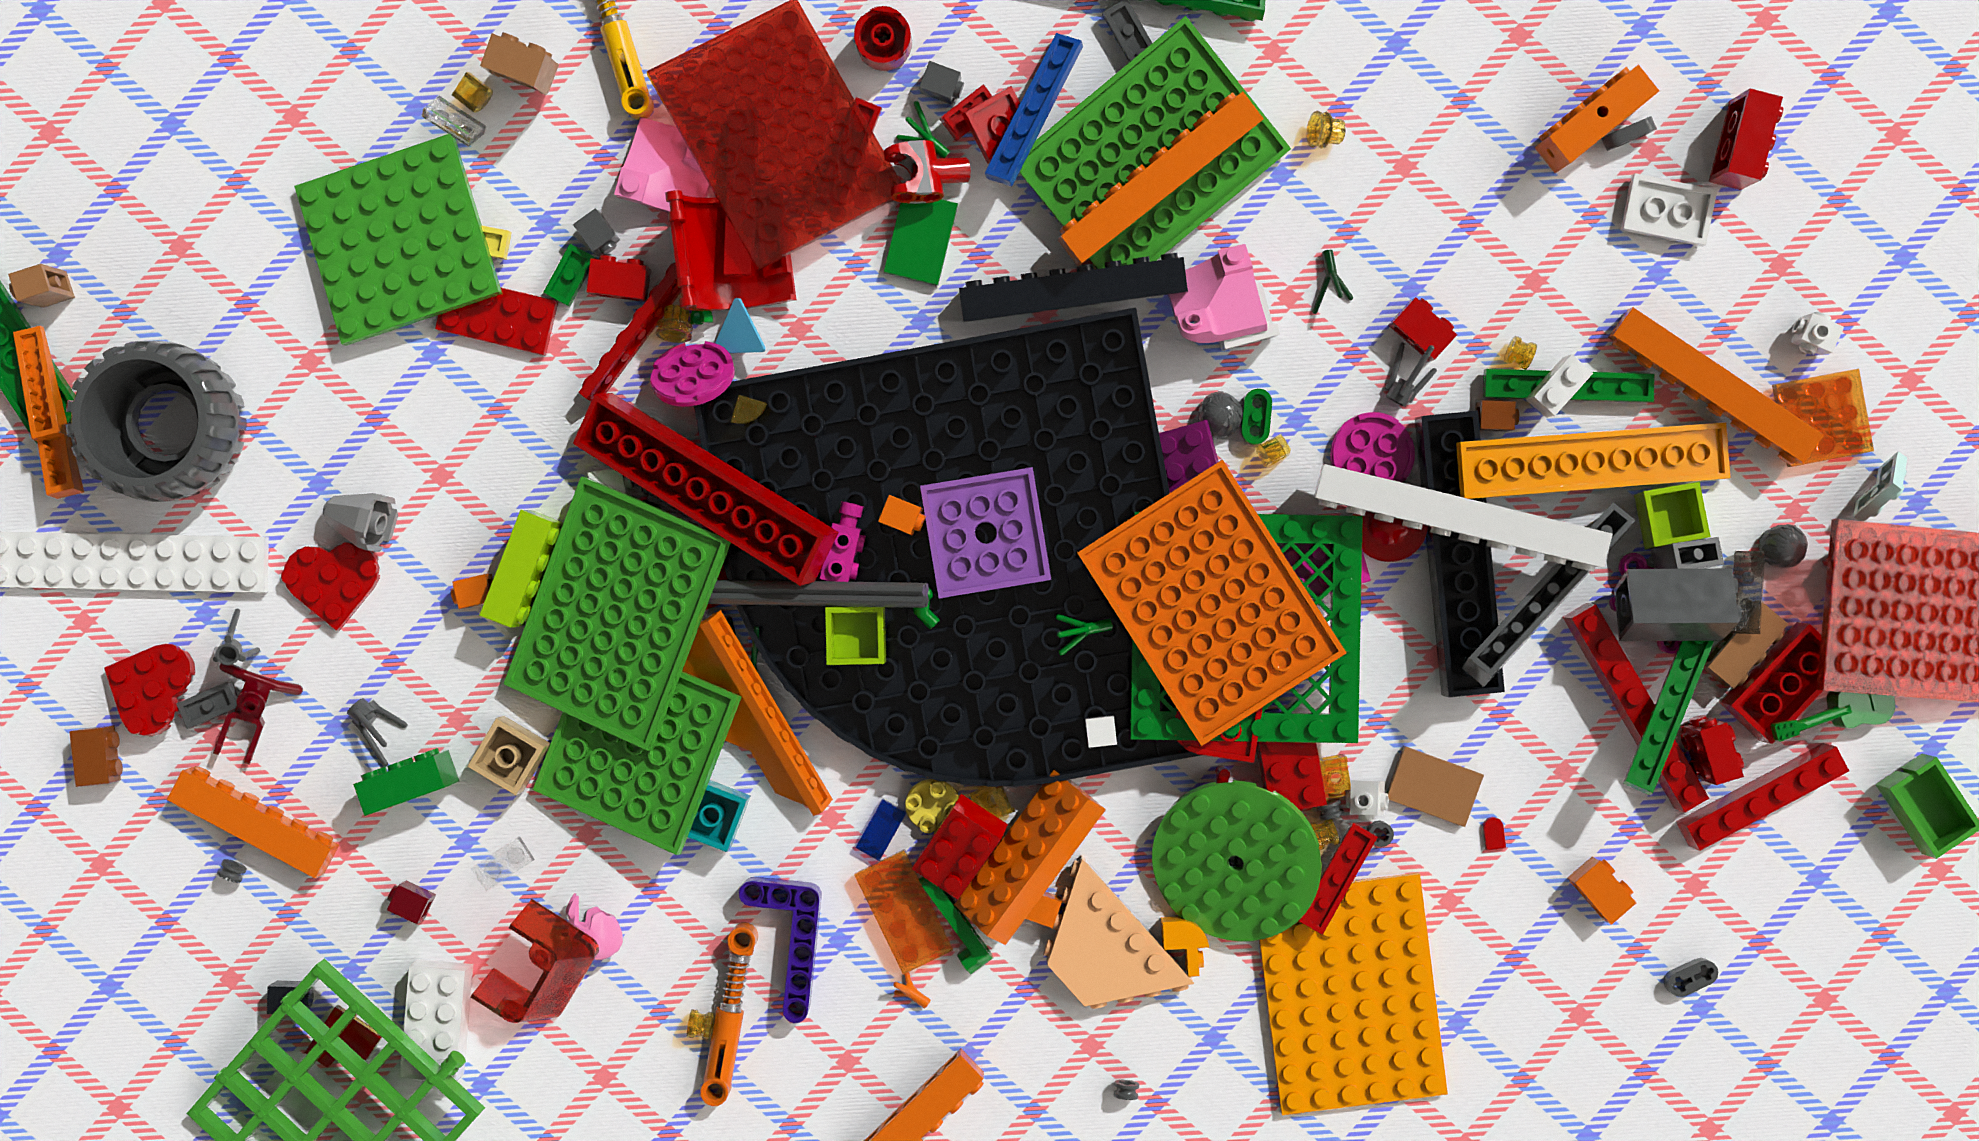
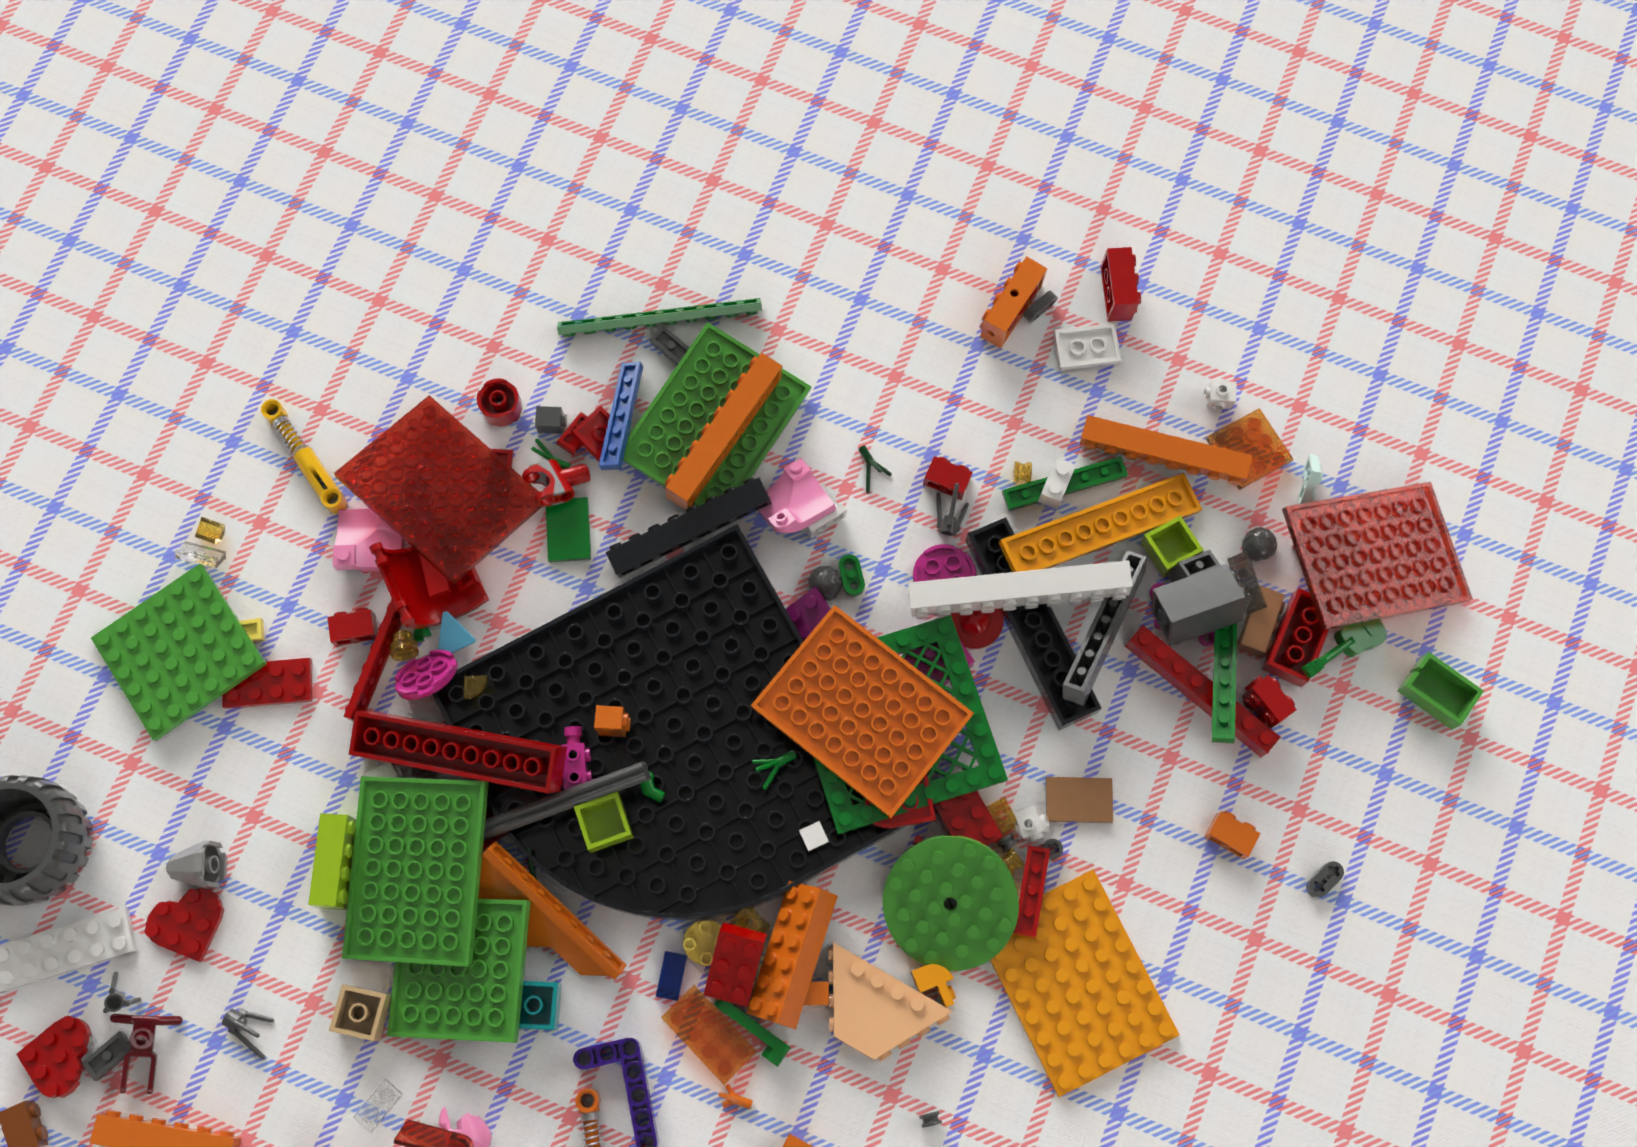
camera: 20 degrees left, 15 degrees down
(405, 780) = (282, 1061): green brick -> none
(471, 590) = (297, 894): orange brick -> none
(518, 63) = (238, 495): medium nougat hinge -> none
(569, 275) = (314, 636): green plate -> none
(597, 232) = (327, 599): dark grey brick -> none
(956, 510) = (682, 689): medium lavender piece -> none
(1273, 450) = (872, 595): clear yellow brick -> none
(1324, 130) = (830, 367): clear yellow piece -> none
(1494, 834) = (1137, 821): red piece -> none
(1497, 415) = (1022, 518): dark orange brick -> none
(1762, 796) = (1319, 725): red brick -> none

